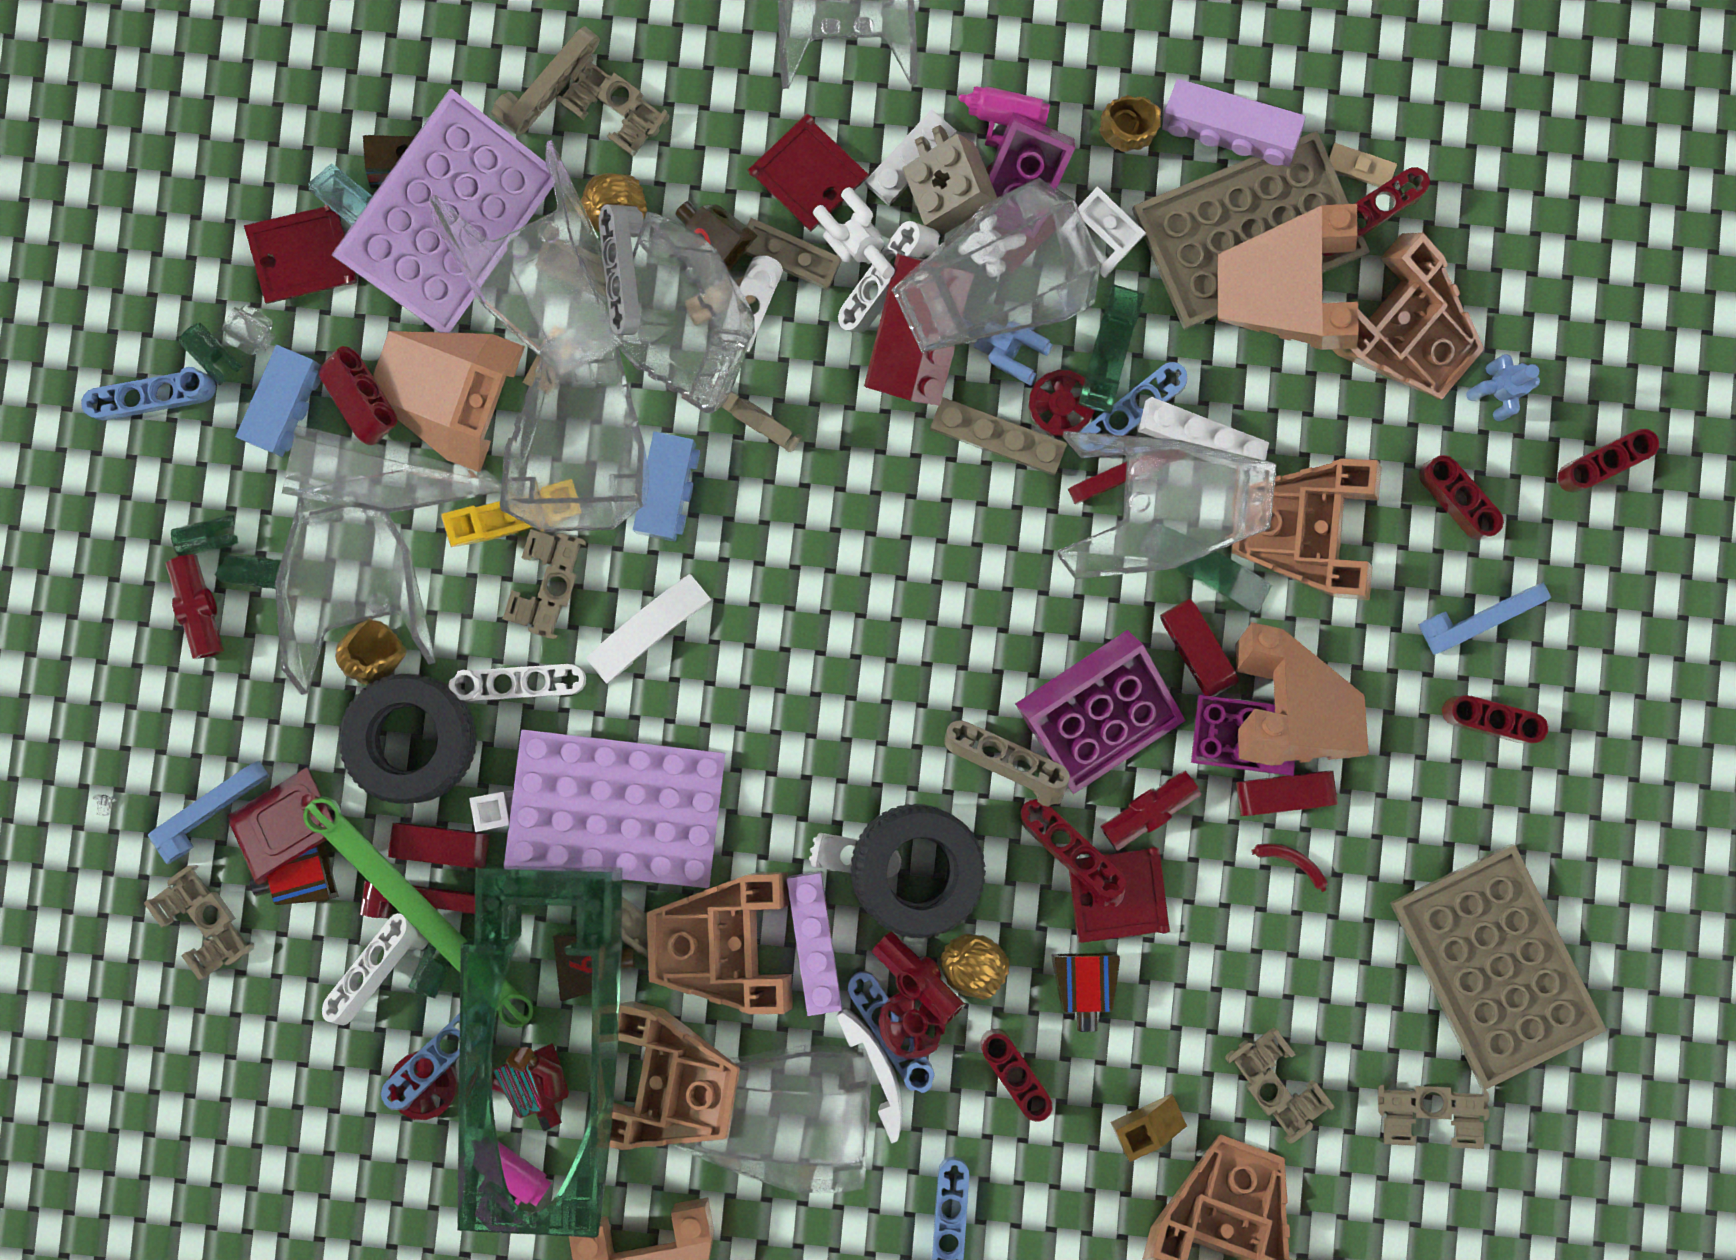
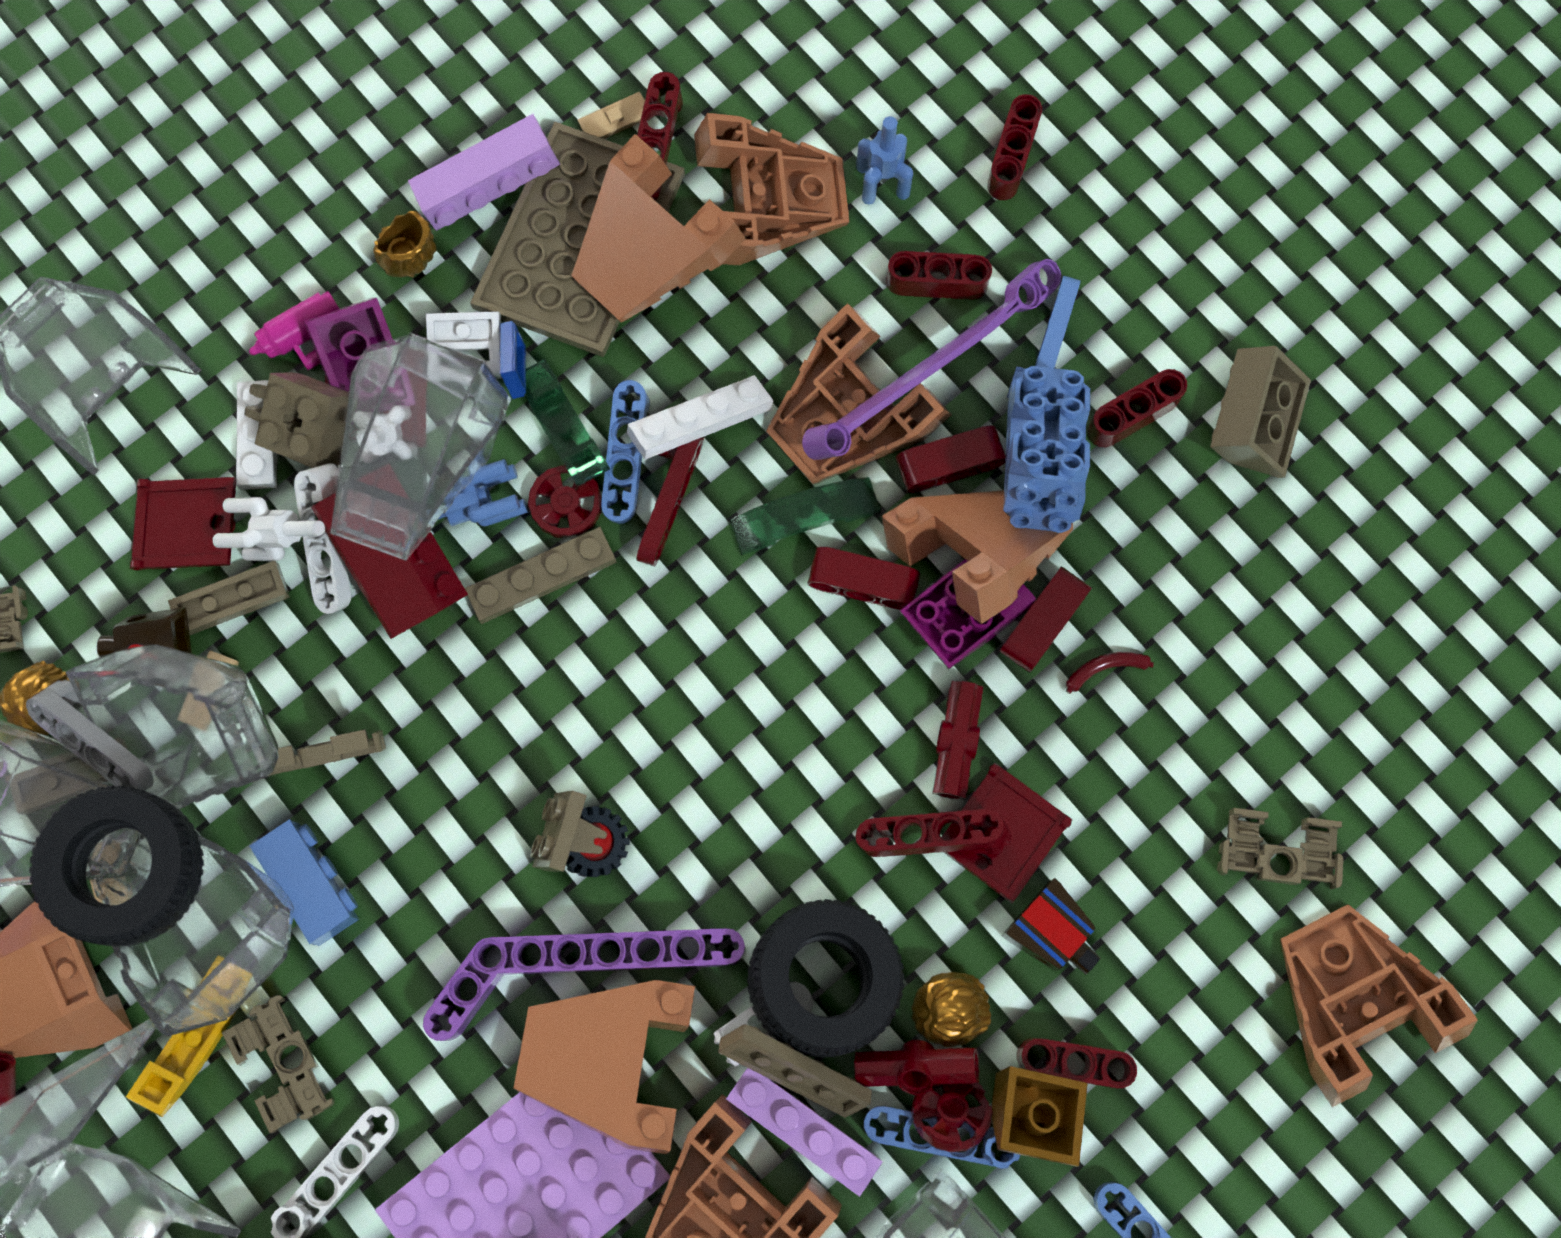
camera: 45 degrees left, 10 degrees down
(534, 337) = (63, 854): none -> black tyre
(647, 627) = (403, 1014): white slope -> none
(732, 771) = (589, 1055): none -> nougat wedge
(761, 283) = (226, 642): white piece -> none
(764, 689) = (551, 962): none -> medium lavender beam
(844, 905) = (794, 1070): none -> dark tan plate
(855, 630) = (578, 837): none -> plate
(858, 1031) = (915, 1165): white slope -> none
(961, 1081) = (1039, 1115): none -> pearl gold slope
(1048, 786) = (859, 804): dark tan beam -> none
(1101, 710) = (839, 703): magenta slope -> none
(1122, 275) = (512, 359): none -> blue tile
(1149, 1127) = (1222, 992): pearl gold slope -> none
(1176, 504) = (730, 481): clear windscreen -> none
(1274, 542) = (835, 438): none -> medium lavender piece
(1337, 628) = (951, 459): none -> dark red beam
(1403, 689) = (1046, 449): none -> medium blue brick
(1466, 1114) = (1386, 765): dark tan piece -> none
(1498, 966) = (1339, 587): dark tan plate -> none
(1574, 804) = (1261, 411): none -> dark tan slope

